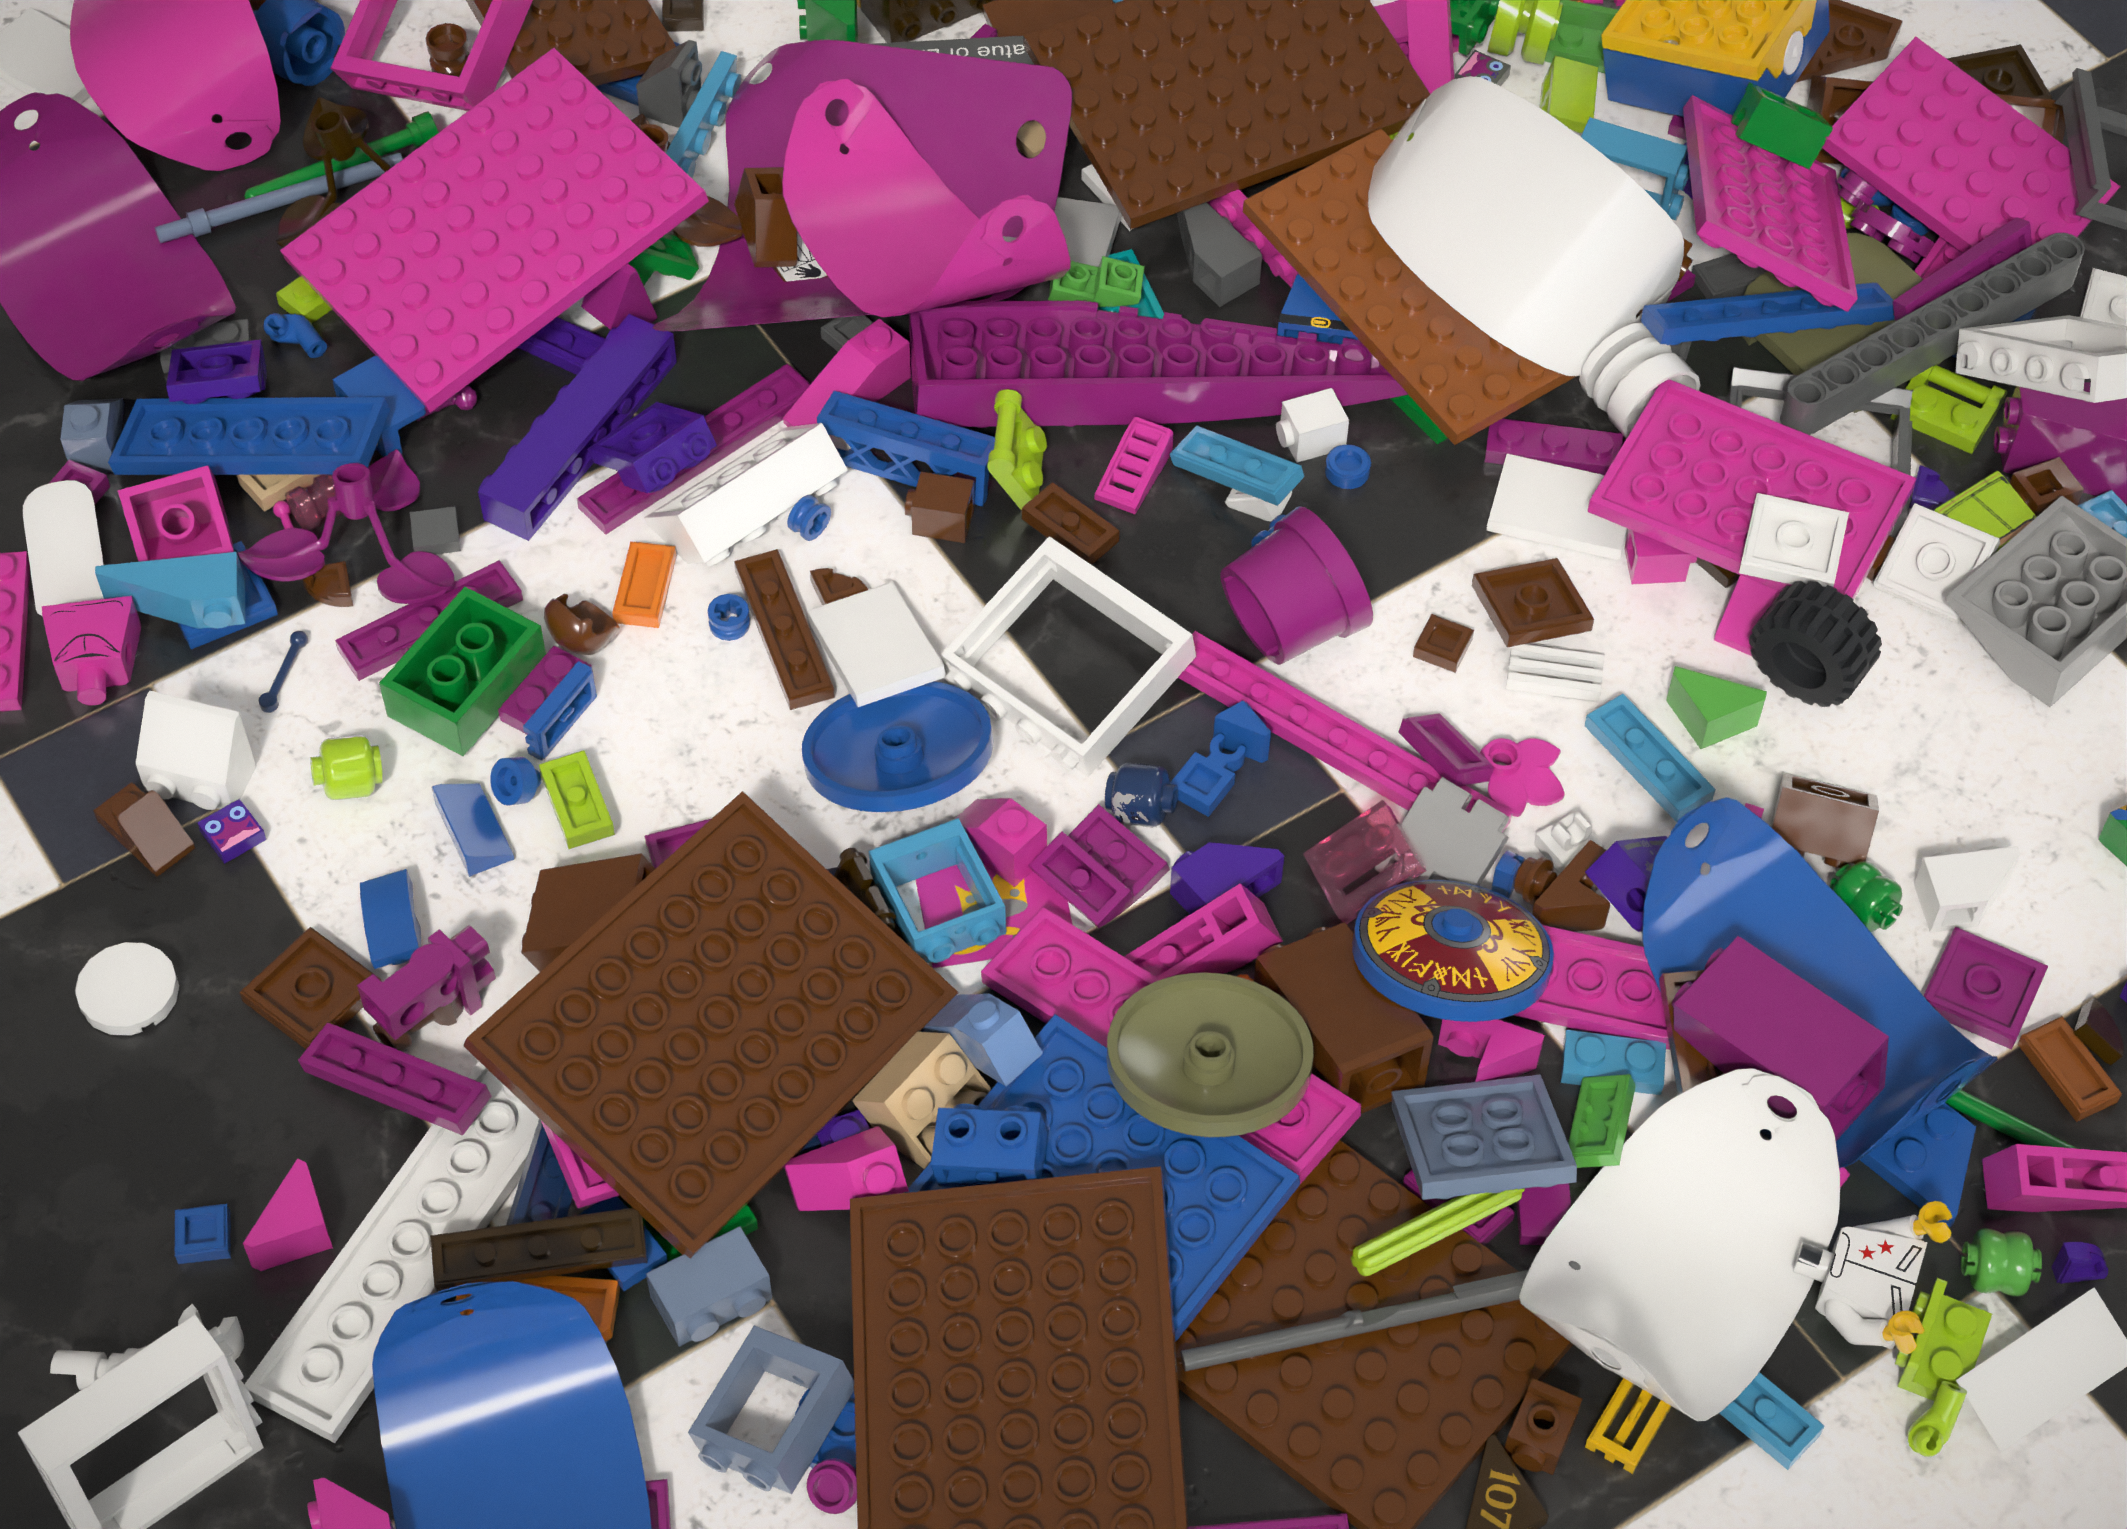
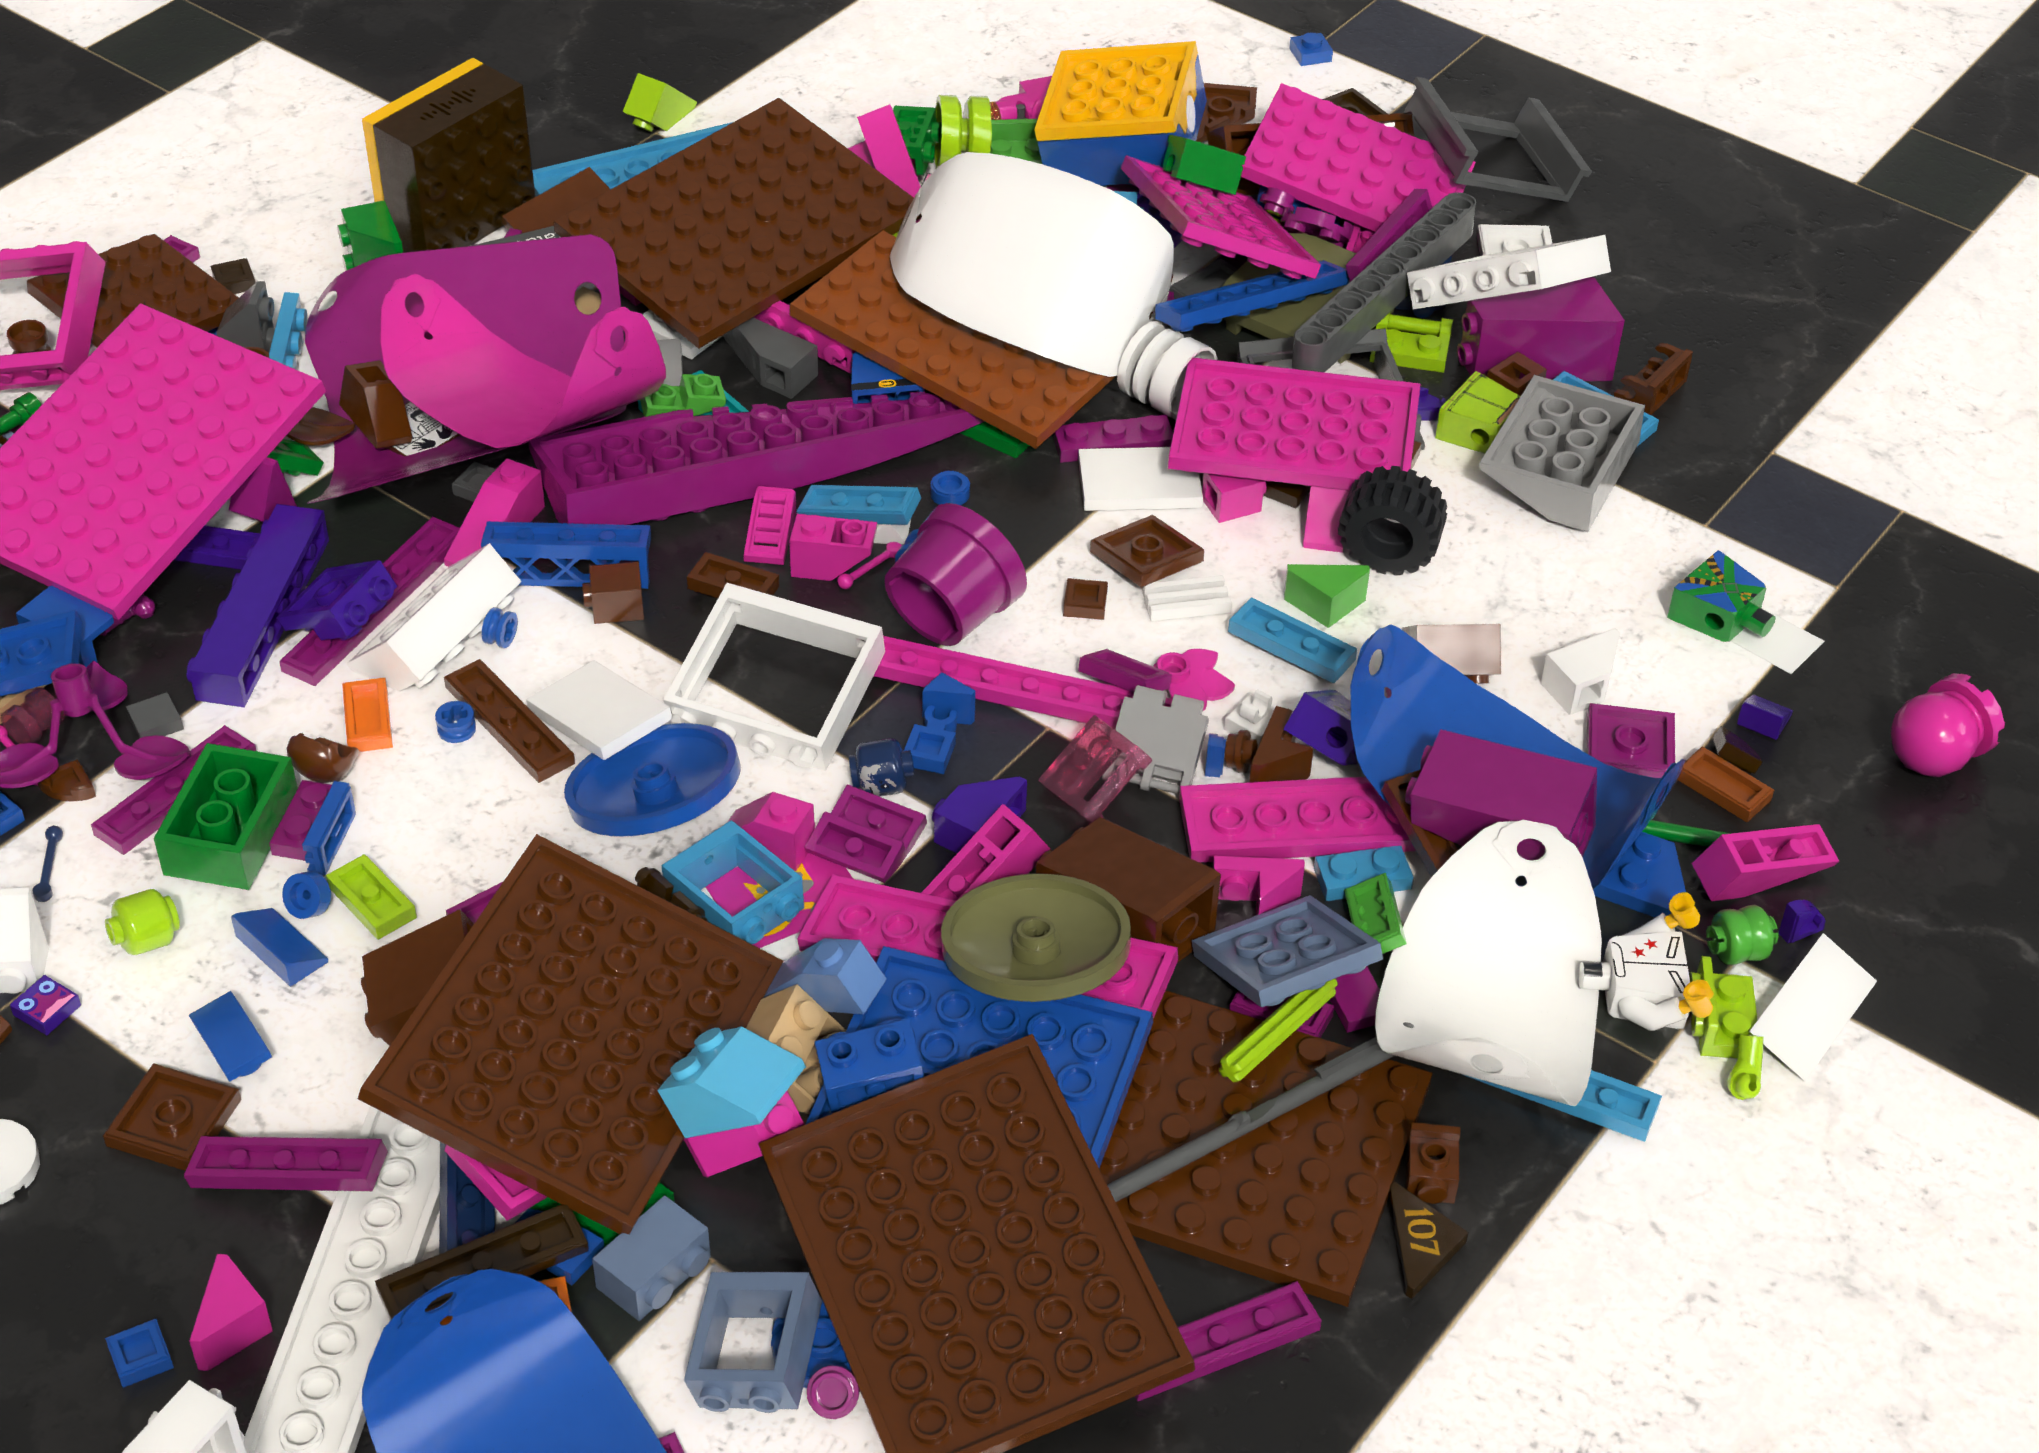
camera: 20 degrees left, 10 degrees down
(431, 987) = (293, 1077): magenta hips -> none
(834, 586) = (540, 677): reddish brown tile -> none
(839, 1125) = (728, 1081): none -> medium azure slope
(1017, 449) = (666, 531): lime plate -> none
(1184, 509) = (828, 545): none -> dark pink slope
(1193, 552) = (846, 580): none -> dark pink hinge
(1312, 425) = (910, 460): white brick -> none
(1452, 950) = (1202, 812): dish -> none
(1614, 1449) = (1496, 1164): yellow tile -> none
(1793, 541) = (1345, 446): white tile -> none
(1869, 894) = (1516, 689): green piece -> none
(1933, 559) = (1453, 445): white tile -> none

